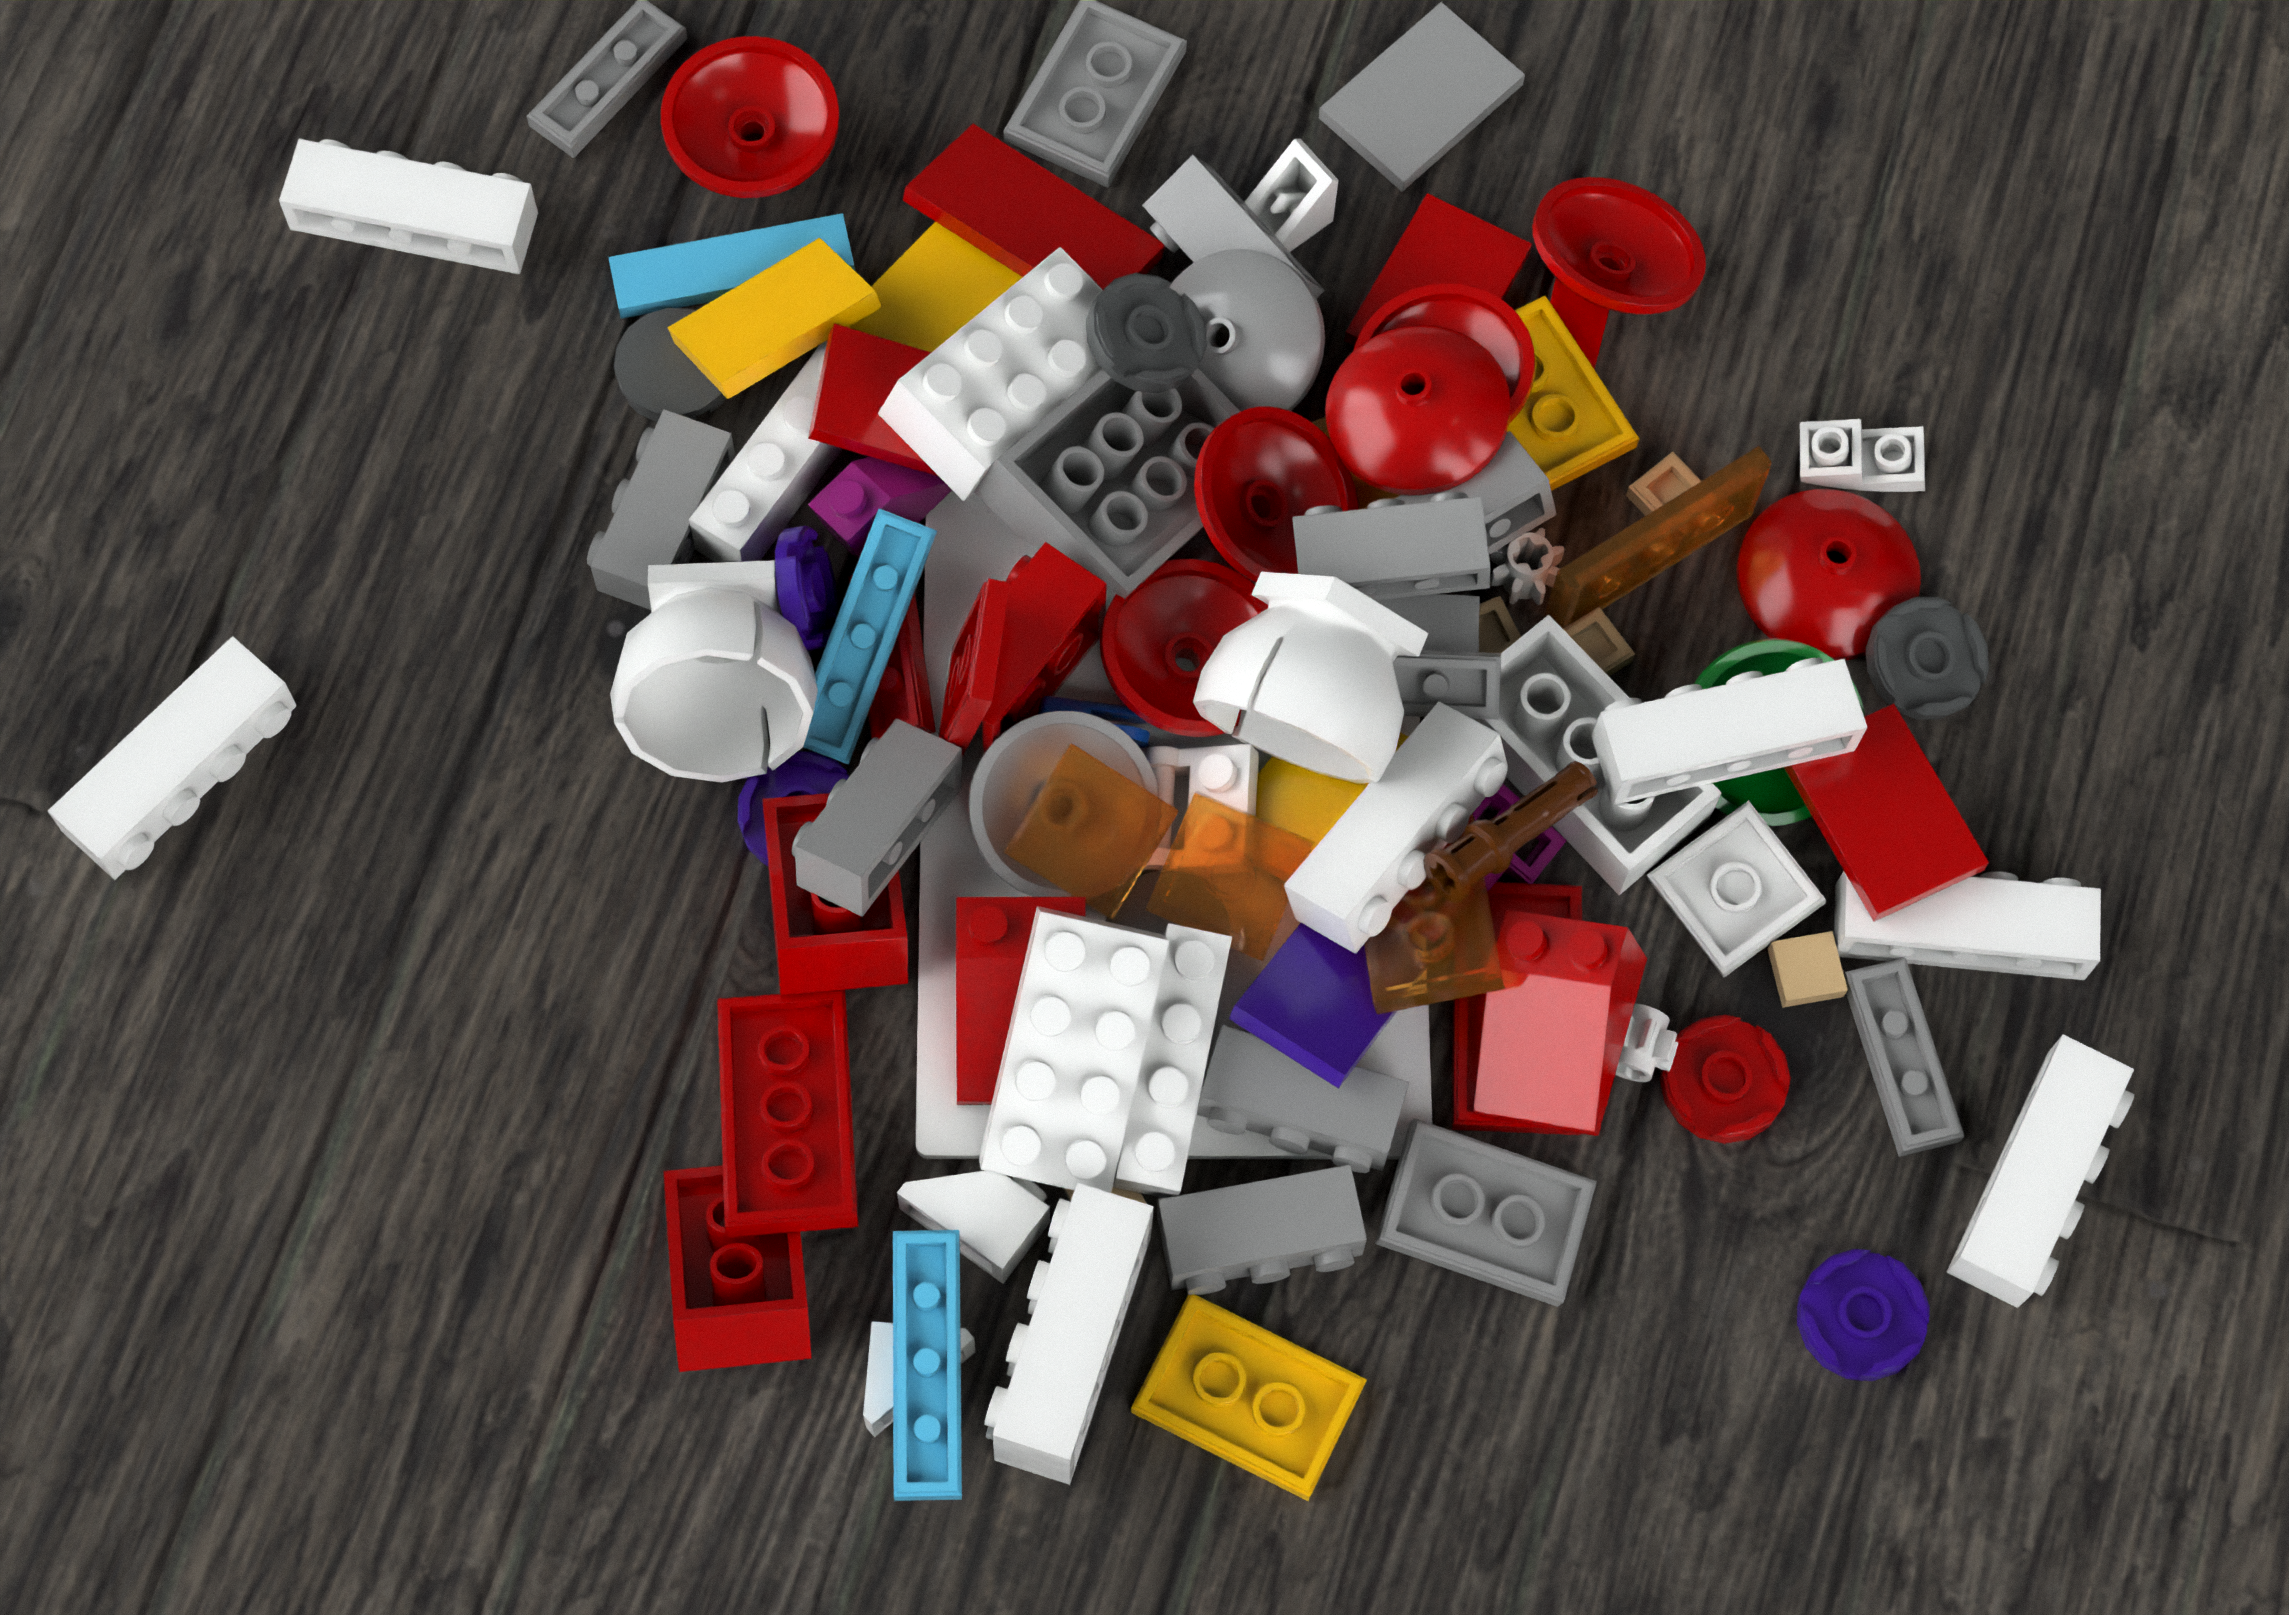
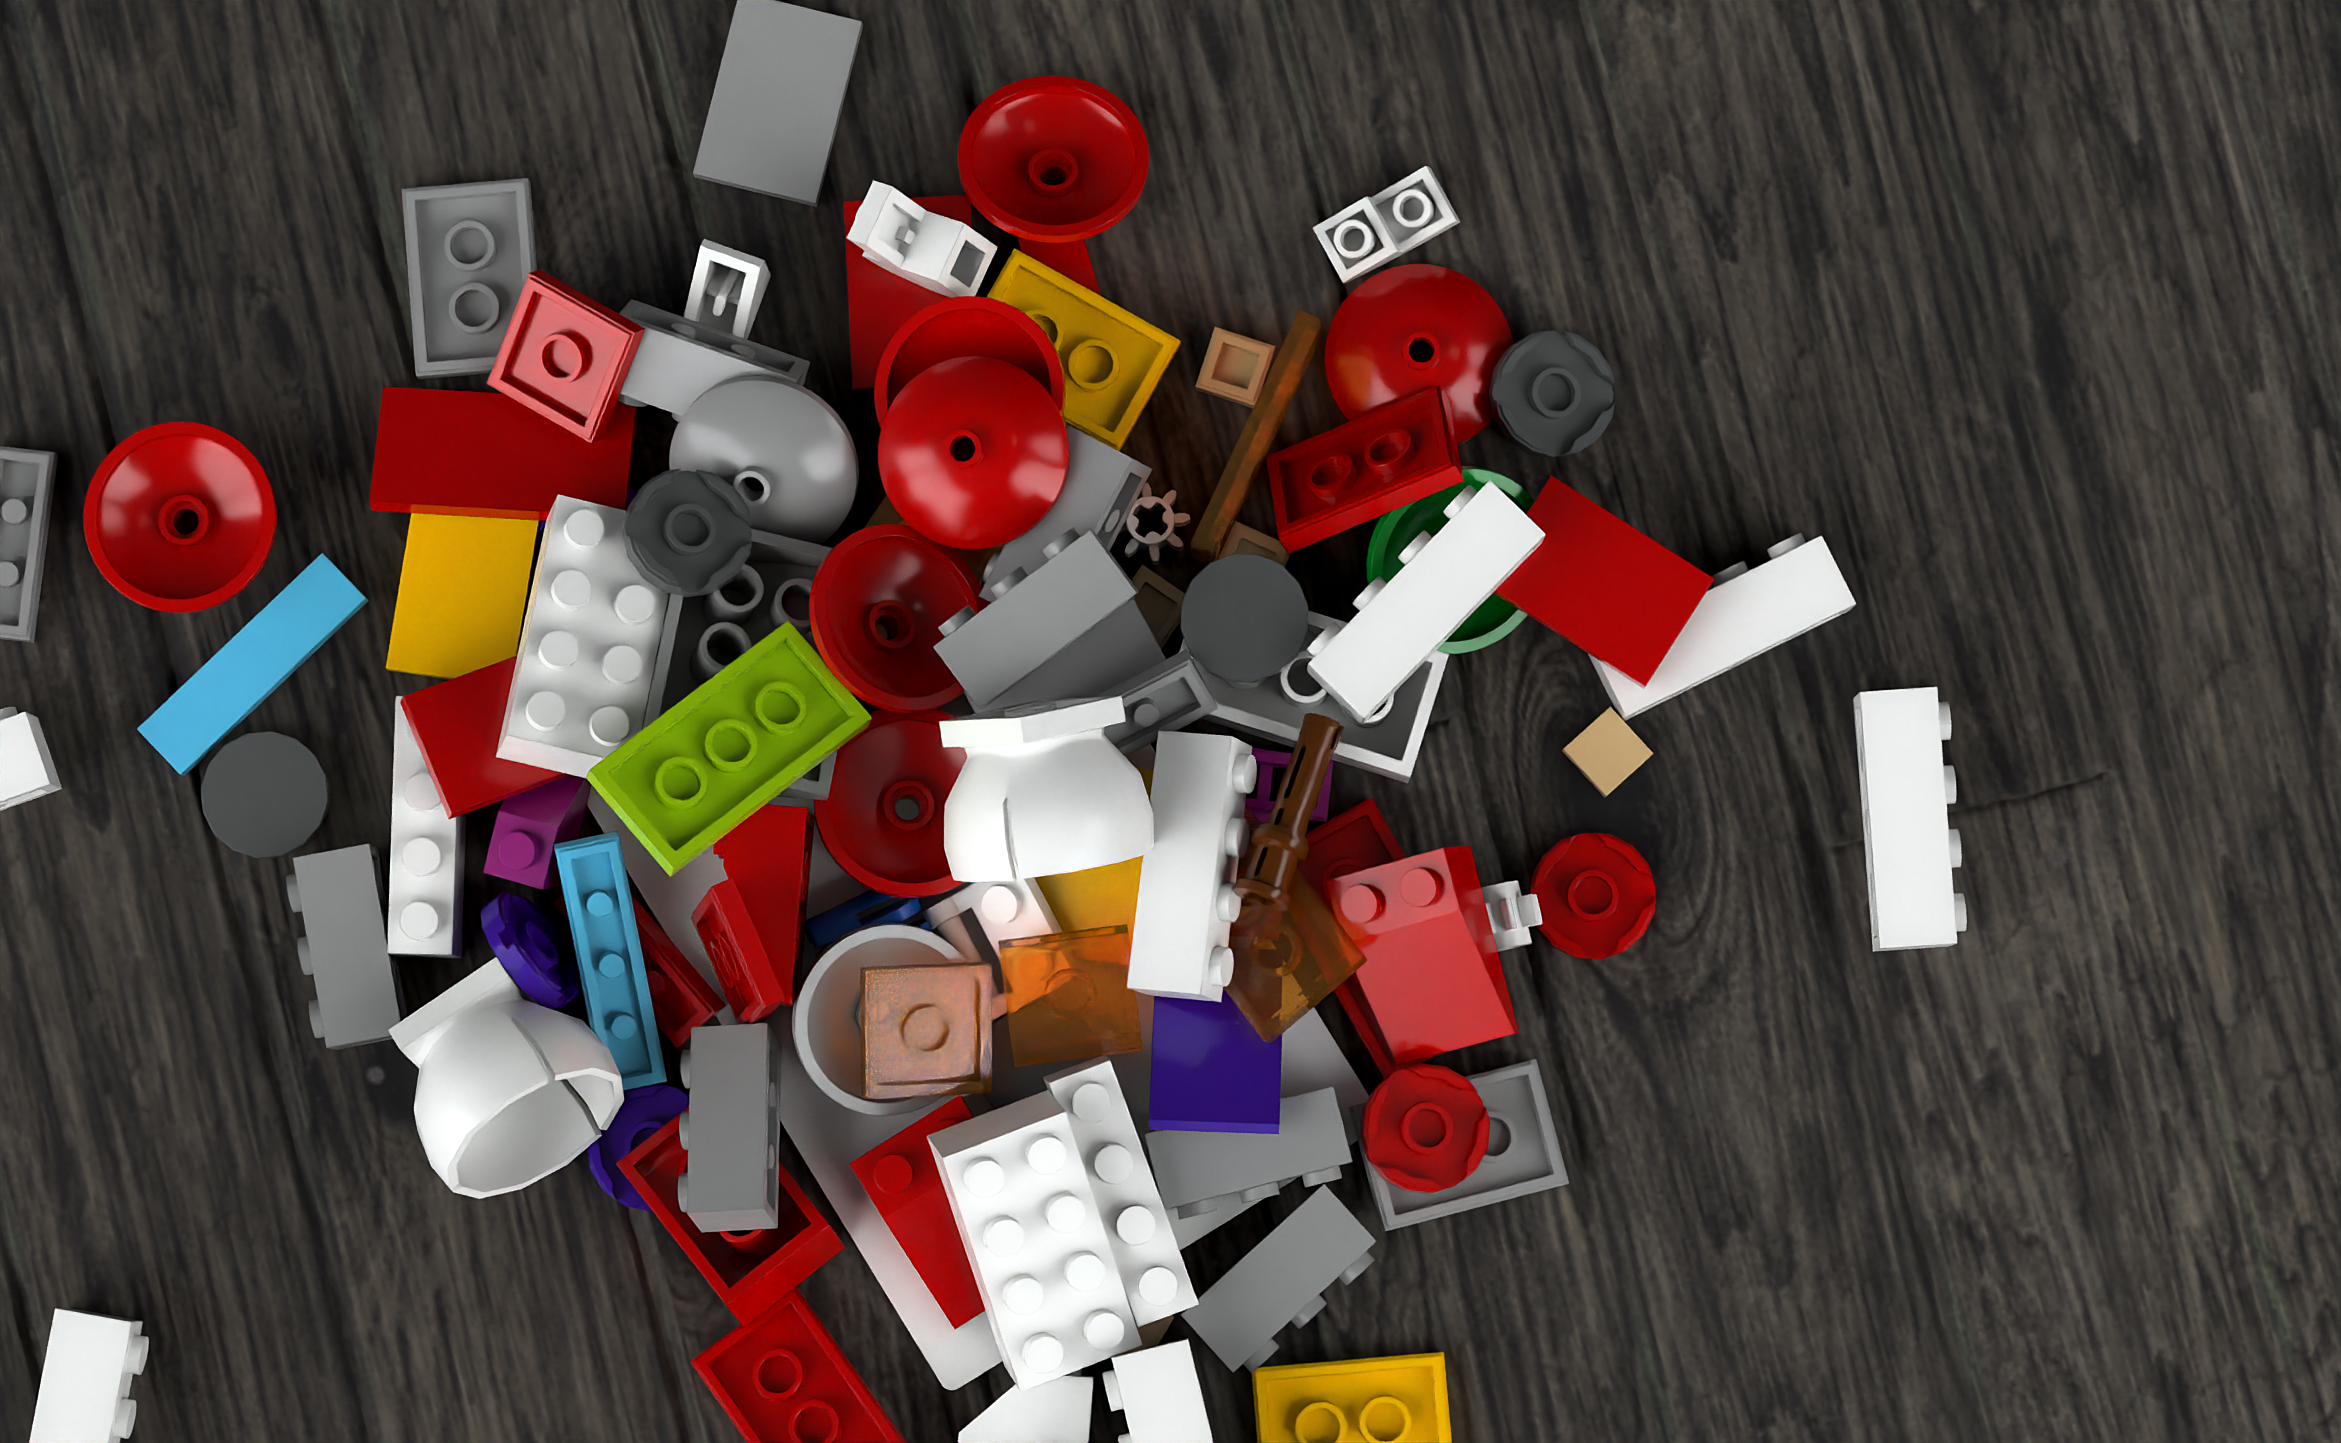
camera: 25 degrees left, 15 degrees up
(774, 317) = (334, 707): yellow tile -> none
(1072, 496) = (728, 748): none -> lime plate
(1132, 167) = (565, 356): none -> tile
(1465, 239) = (920, 244): none -> white brick
(1466, 1173) = (1425, 1128): none -> red tile
(1565, 661) = (1244, 618): none -> dark grey tile
(1736, 611) = (1364, 469): none -> red tile
(1736, 889) = (1506, 718): white tile -> none
(1863, 1315) = (1824, 1035): dark purple tile -> none
(1902, 1057) = (1732, 782): light grey tile -> none

